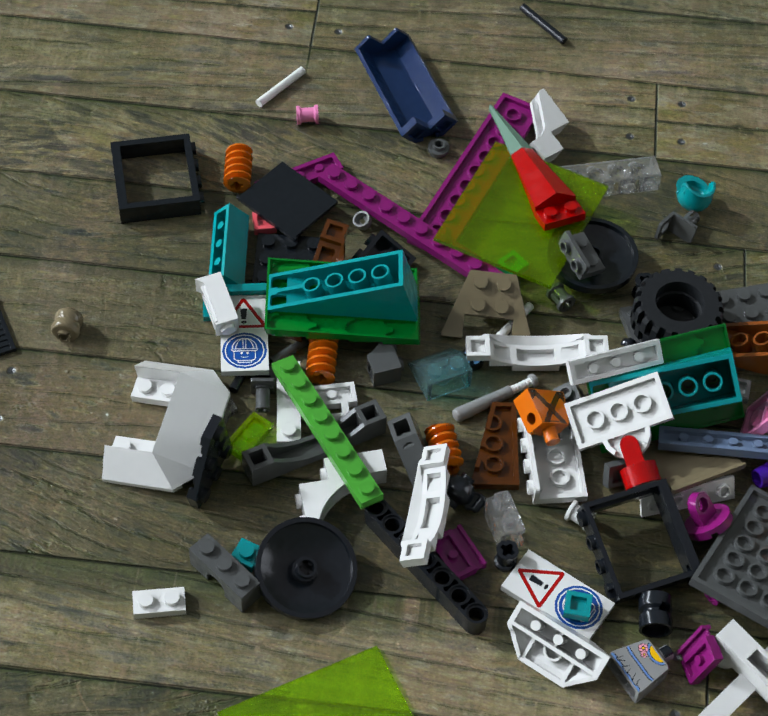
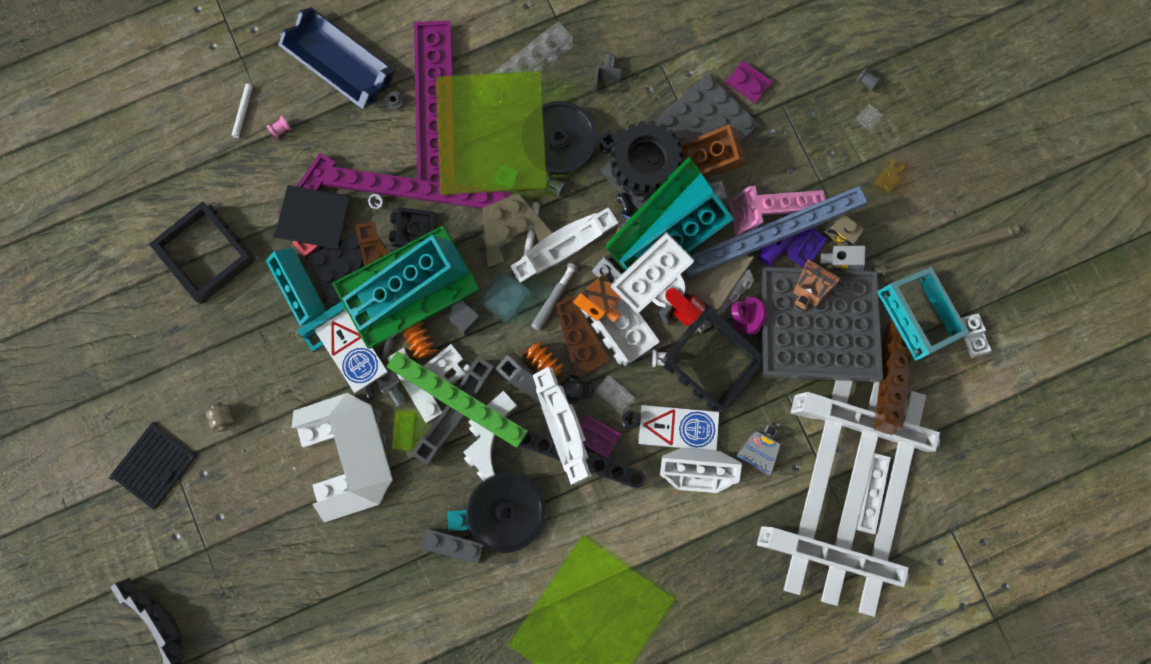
camera: 25 degrees left, 25 degrees up
(159, 602) = (421, 591): white plate -> none
(214, 450) = (391, 471): black plate -> none
(218, 303) = (320, 343): white window -> none
(238, 168) = (257, 209): orange piece -> none
(547, 122) = (463, 33): white arch -> none
(548, 195) = (501, 106): red plate -> none
(577, 606) = (698, 432): teal plate -> none
(580, 255) = (553, 147): dark grey bracket -> none
(614, 362) = (631, 238): white plate -> none
(655, 614) = (749, 406): black wheel -> none
(694, 193) = (603, 37): teal helmet -> none
(700, 654) = (795, 423): magenta plate -> none

